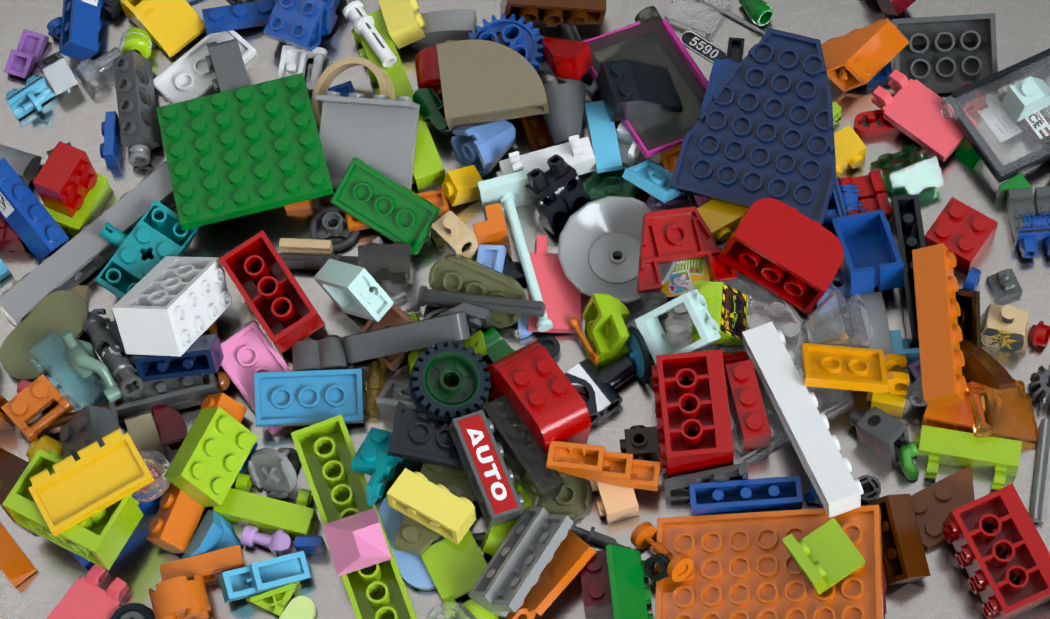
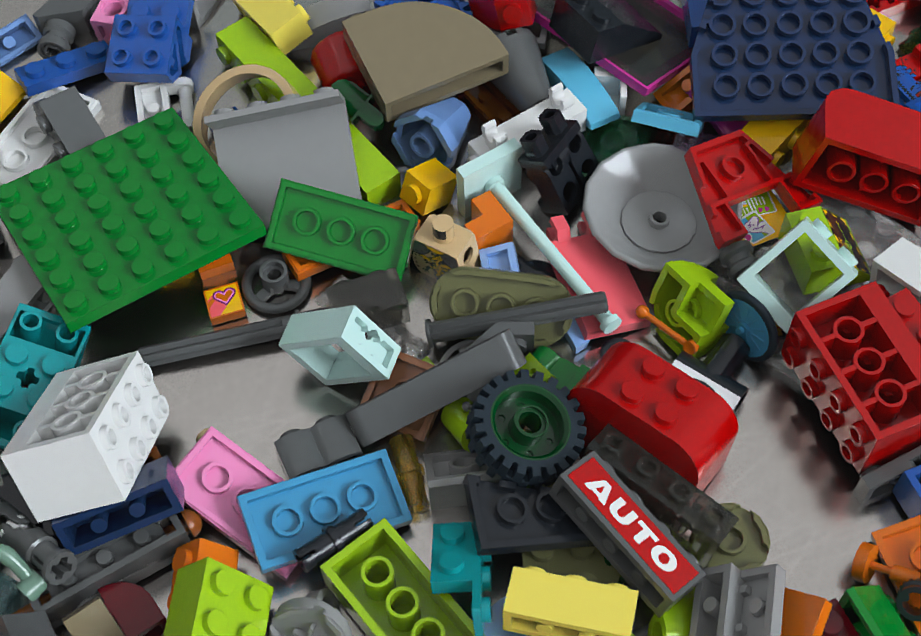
camera: 25 degrees left, 5 degrees down
(271, 292) = (226, 378): red brick -> none
(295, 229) = (224, 303): none -> tile
(305, 418) = (332, 540): none -> black pin
(306, 246) = (248, 312): tan tile -> none
(364, 26) = (234, 34): white pin -> none
(595, 537) = (812, 585): dark grey piece -> none
(599, 465) = (781, 482): orange slope -> none
(615, 501) = (796, 512): light nougat brick -> none
(641, 442) = (805, 441): dark brown brick -> none

